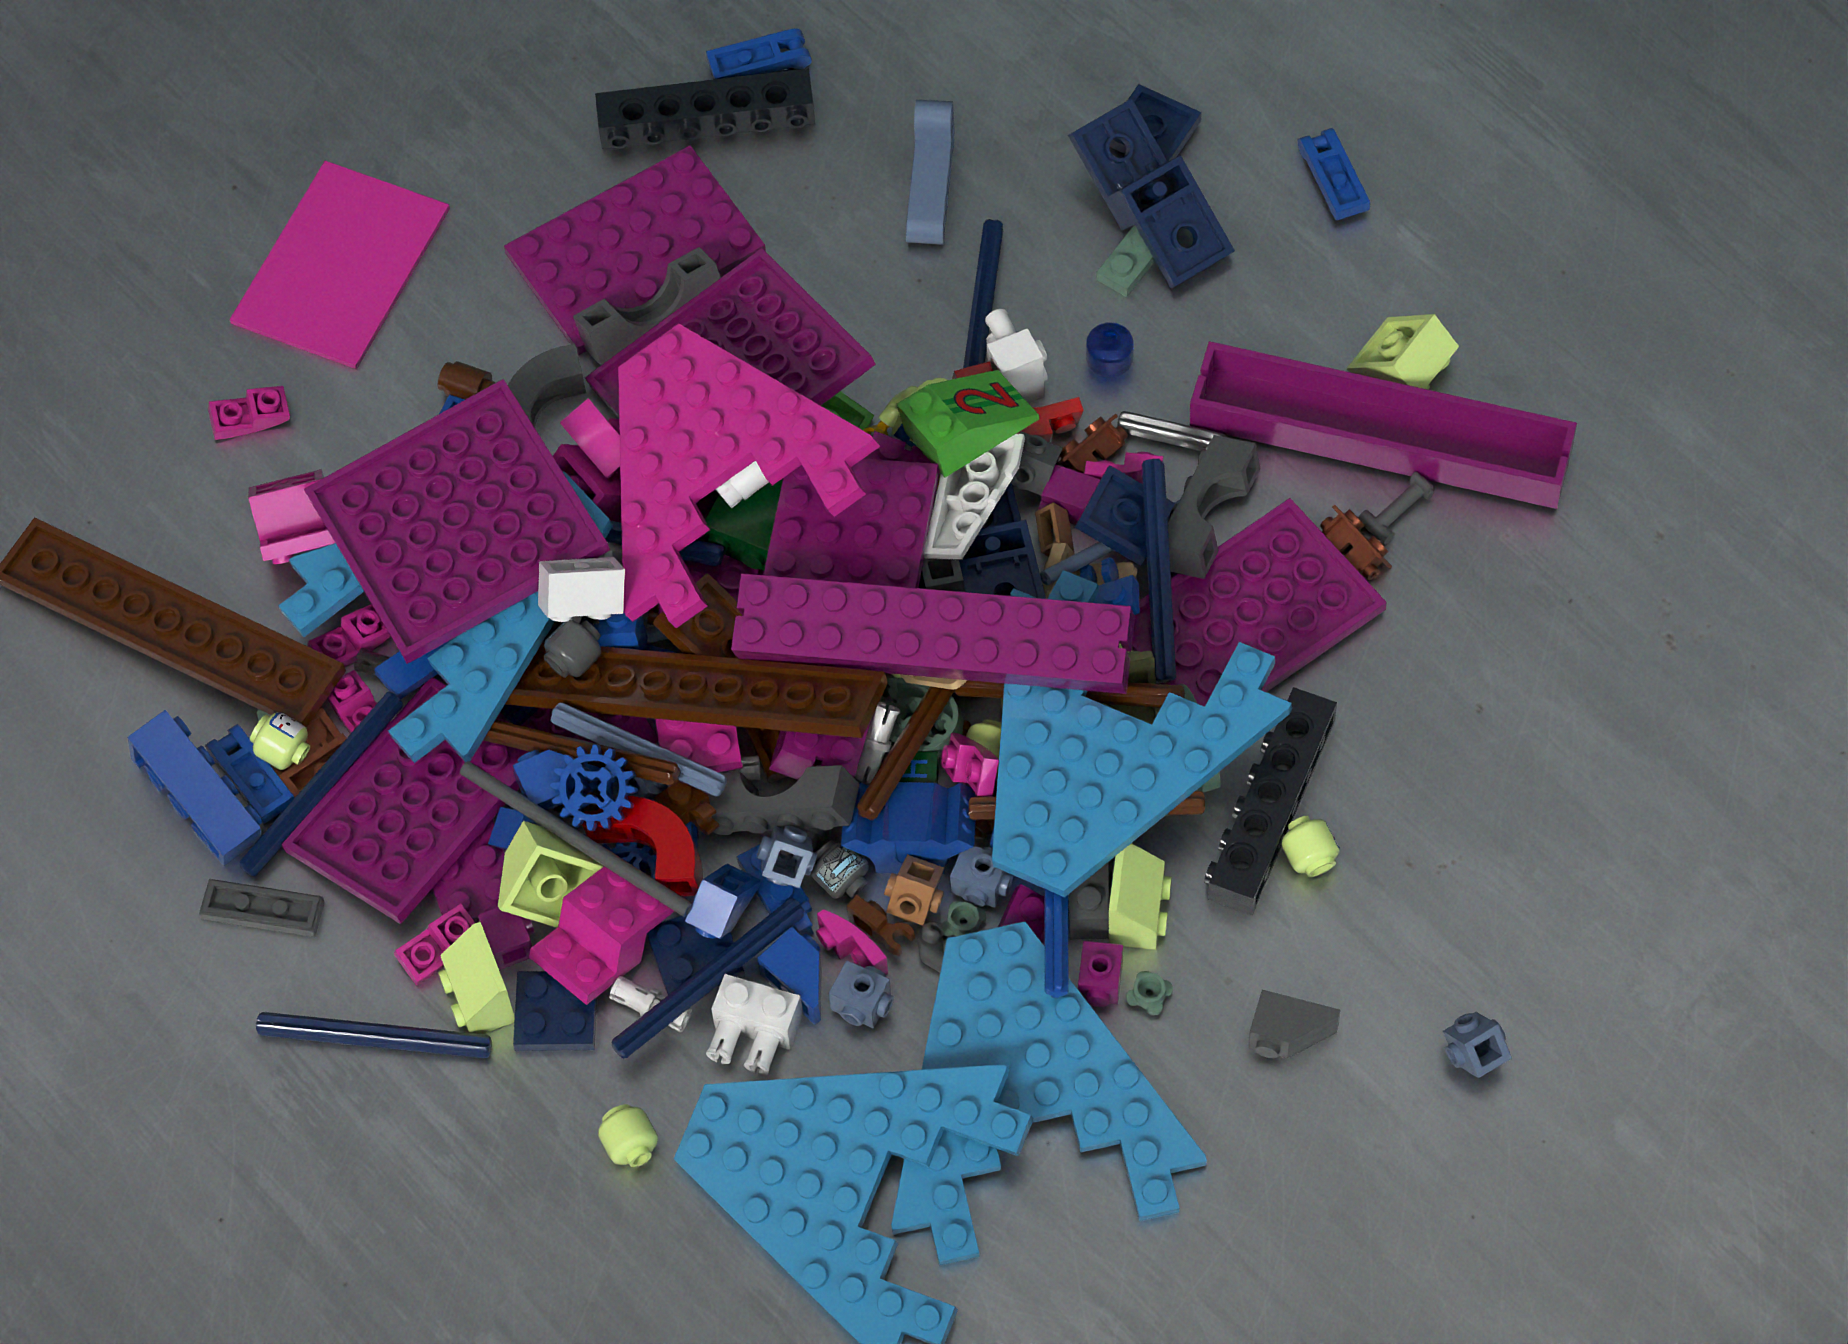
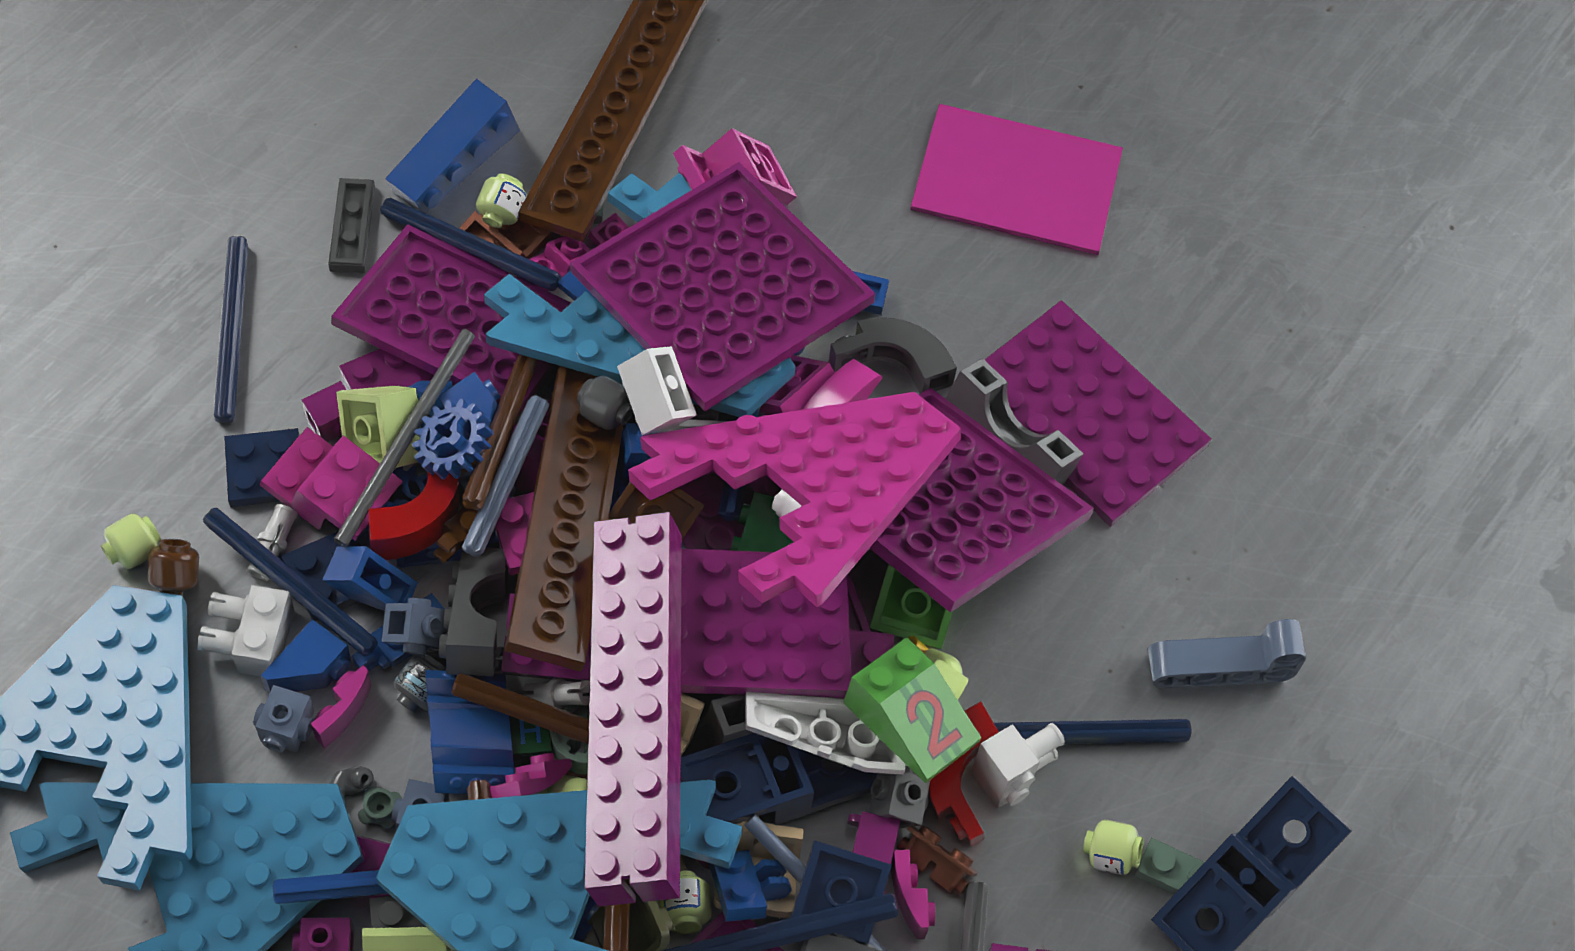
camera: 70 degrees right, 0 degrees up
(243, 416) = (844, 133): dark pink slope -> none
(250, 774) = (461, 201): blue plate -> none
(422, 954) = (318, 359): dark pink slope -> none
(463, 380) = (904, 291): reddish brown brick -> none
(476, 983) = (275, 396): yellowish green slope -> none
(668, 1093) = (173, 566): none -> reddish brown head
(690, 100) = (1271, 457): black brick -> none
(760, 55) = (1330, 484): blue plate -> none
(873, 922) = (369, 720): reddish brown plate -> none
(914, 890) = (398, 752): medium nougat brick -> none
(1053, 517) = (831, 829): medium nougat piece -> none
(1102, 300) = (1114, 847): none -> yellowish green head
(1109, 349) = (1054, 860): clear blue head -> none
(1166, 119) = (1350, 878): dark blue plate -> none

